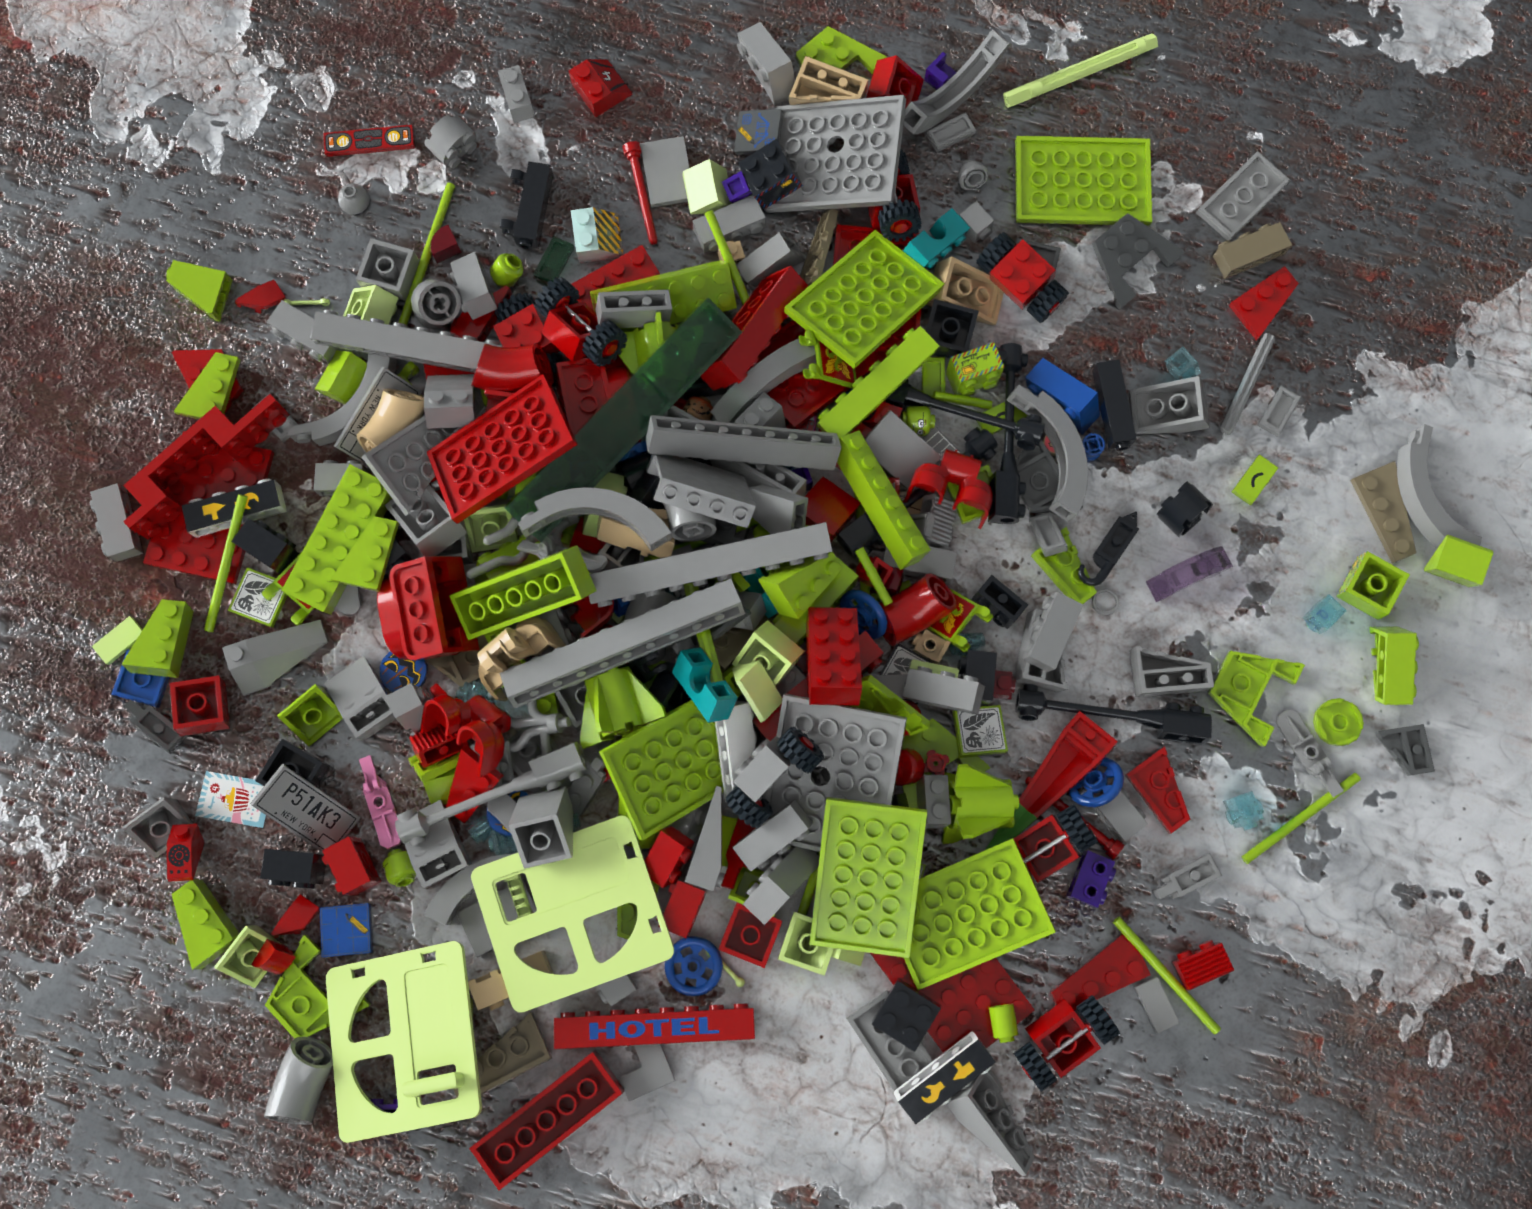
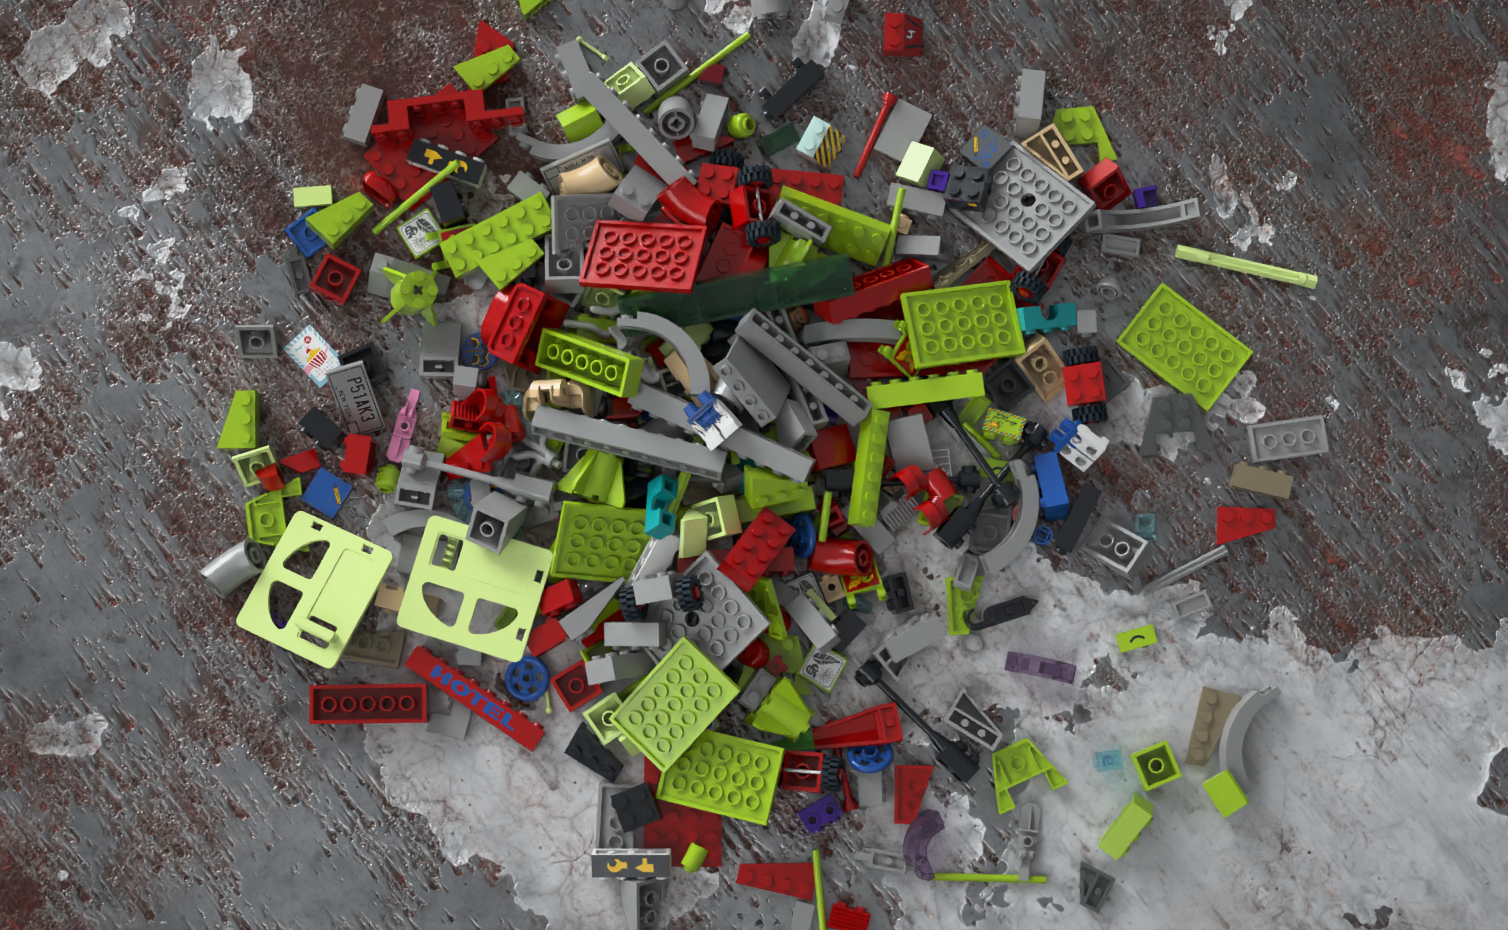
camera: 40 degrees right, 5 degrees up
(183, 584) = (380, 189): none -> red piece
(183, 852) = (261, 368): red slope -> none
(261, 297) = (566, 24): red slope -> none
(289, 659) = (412, 294): none -> lime brick
(311, 714) = (401, 338): lime slope -> none
(685, 552) = (713, 420): none -> hips
(818, 994) = (591, 753): none -> black wing
(919, 419) = (939, 432): lime head -> none
(1004, 685) = (859, 648): dark red brick -> none
(1059, 334) = (1078, 443): none -> white hips
(1064, 1040) = (723, 897): brick -> none
(1184, 510) = (1069, 623): black brick -> none
(1208, 833) = (917, 840): none -> clear purple arch
(1243, 811) = (958, 839): clear light blue brick -> none
(1338, 722) = (1062, 836): lime tile -> none

